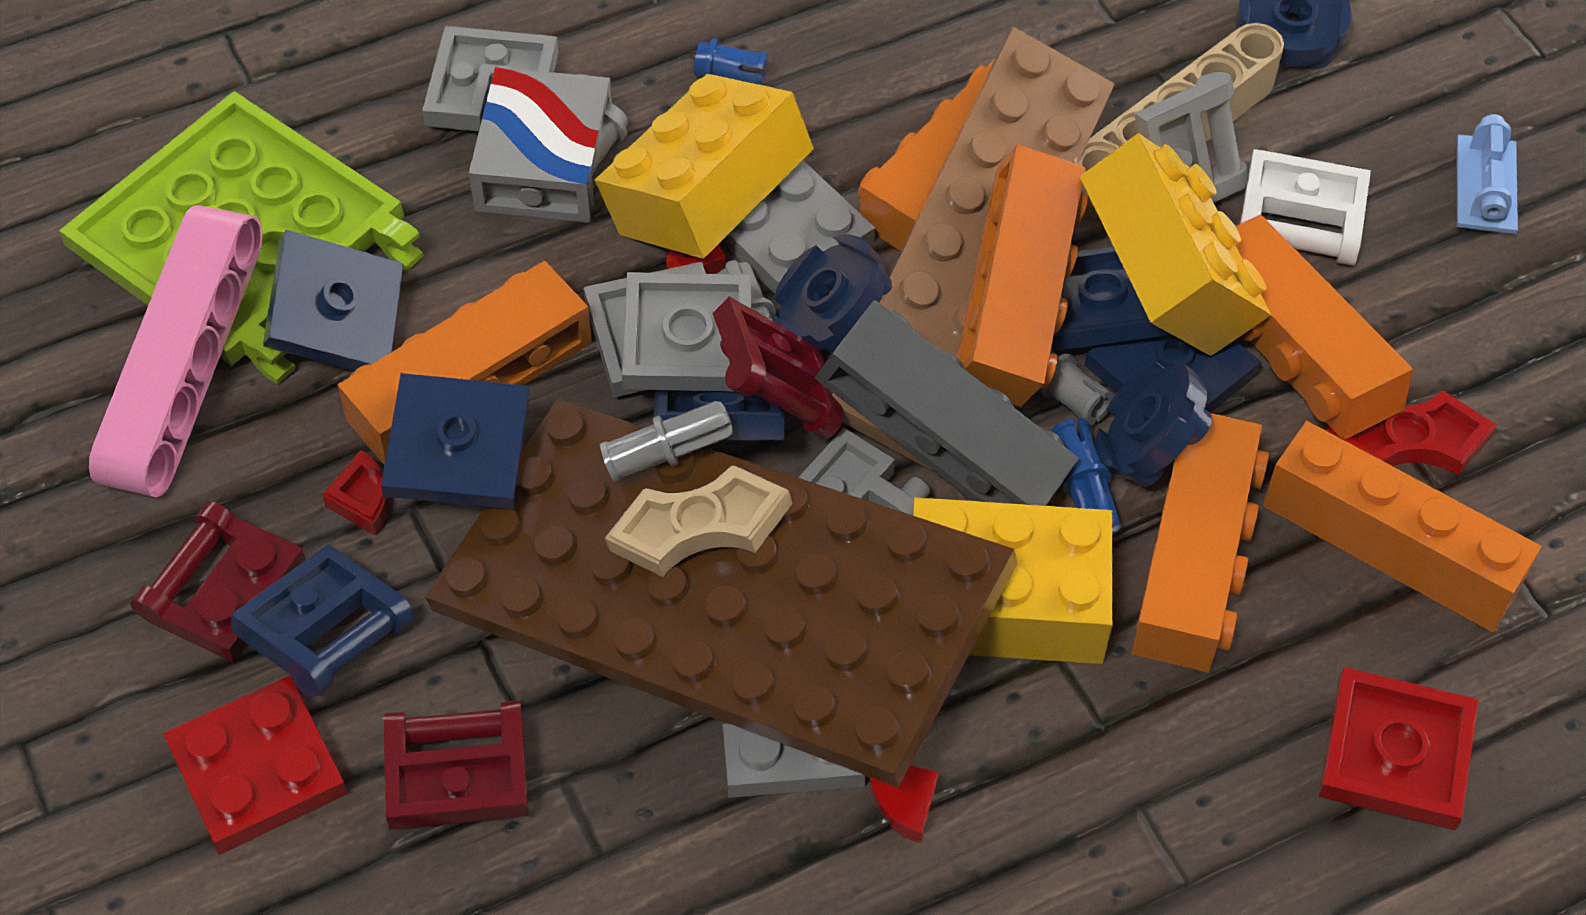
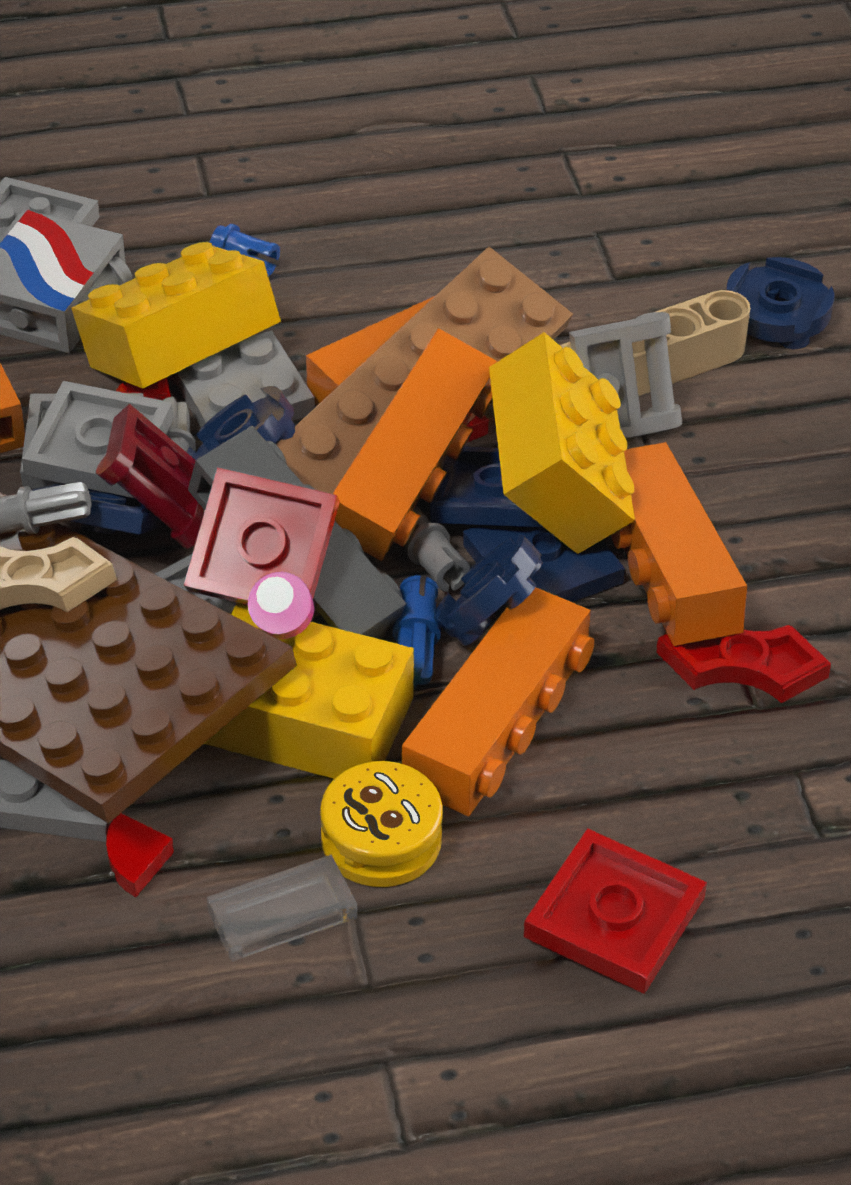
camera: 15 degrees right, 10 degrees down
(932, 432) = (258, 530): none -> plate
(977, 499) = (281, 605): none -> tile
(1073, 821) = (281, 907): none -> clear tile
(1138, 706) = (381, 823): none -> yellow head
(1312, 193) = (732, 441): white plate -> none
(1400, 526) = (695, 725): orange brick -> none

